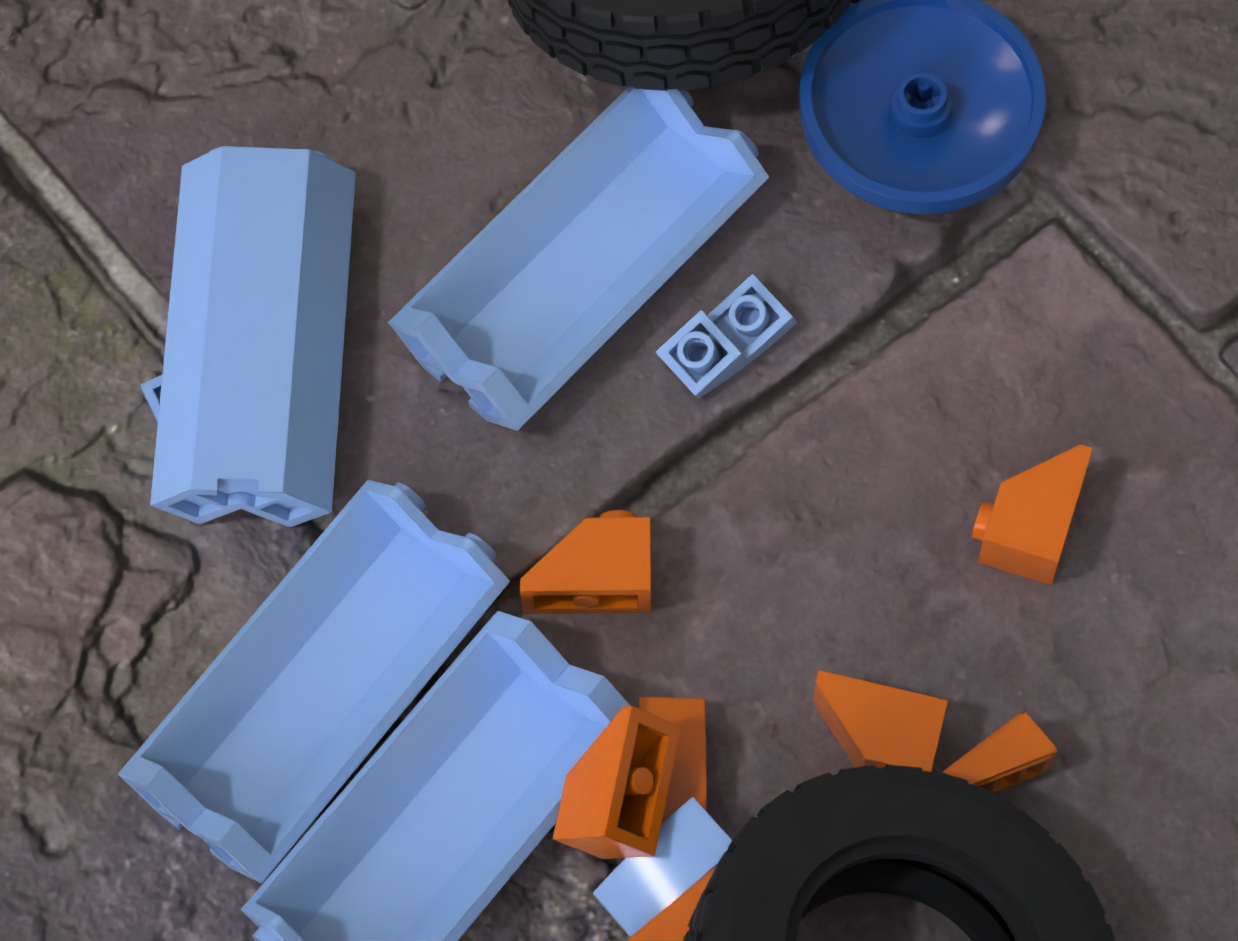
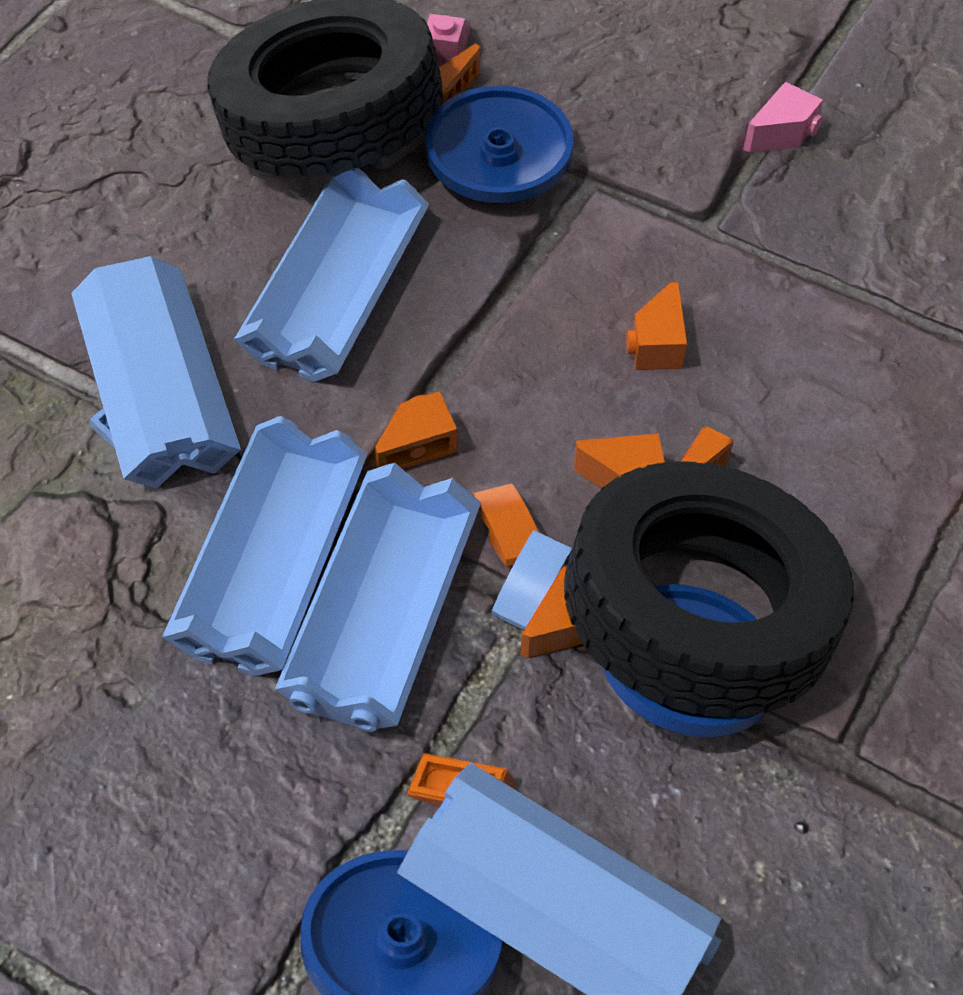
camera: 25 degrees left, 10 degrees down
(620, 788) = (488, 538): orange slope -> none
(727, 339) = (439, 296): light blue slope -> none

